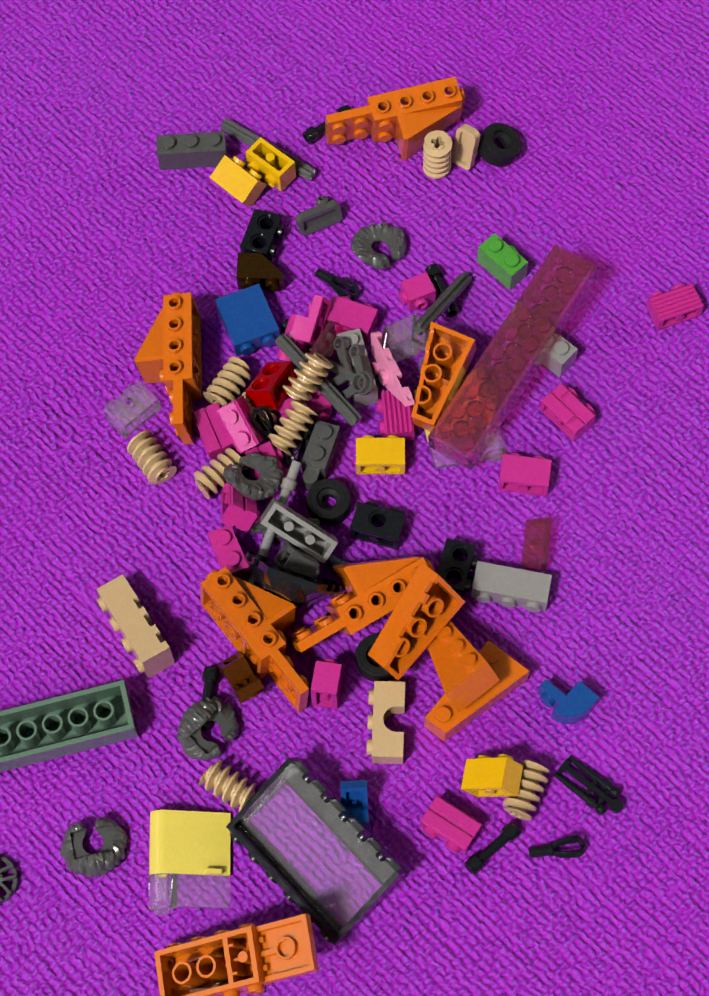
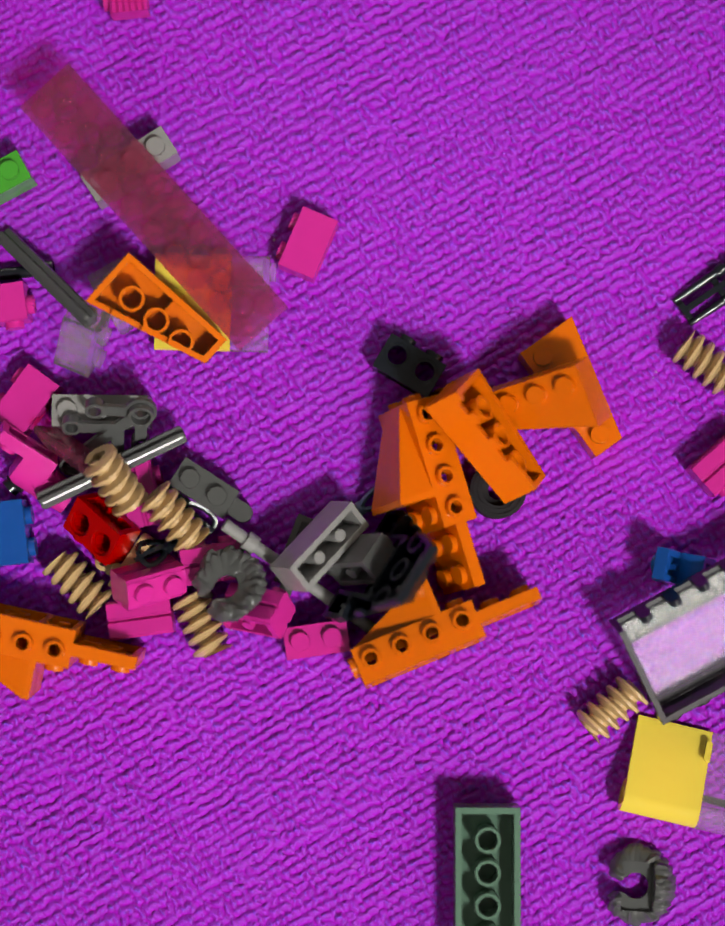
camera: 80 degrees left, 20 degrees up
(131, 409) = (77, 716): clear brick -> none
(135, 626) = (379, 777): tan wedge -> none
(151, 458) = (155, 707): tan piece -> none
(193, 719) = (522, 727): dark grey piece -> none
(209, 677) = (517, 720): black bar -> none
(240, 677) = (482, 663): reddish brown brick -> none
(326, 684) = (521, 561): dark pink brick -> none
(329, 488) = (259, 492): black tyre -> none
(380, 455) = (231, 415): yellow brick -> none
(387, 371) = (126, 375): bright pink wing -> none
(387, 535) = (324, 463): black brick -> none
(387, 699) = (608, 512): tan arch -> none
(396, 417) = (181, 380): dark pink brick -> none
(492, 776) = (686, 398): yellow brick -> none
(511, 587) = (451, 305): light grey brick -> none
(536, 543) = (400, 257): clear pink slope -> none
(568, 411) = (237, 164): dark pink brick -> none
(570, 707) = (620, 279): blue brick -> none

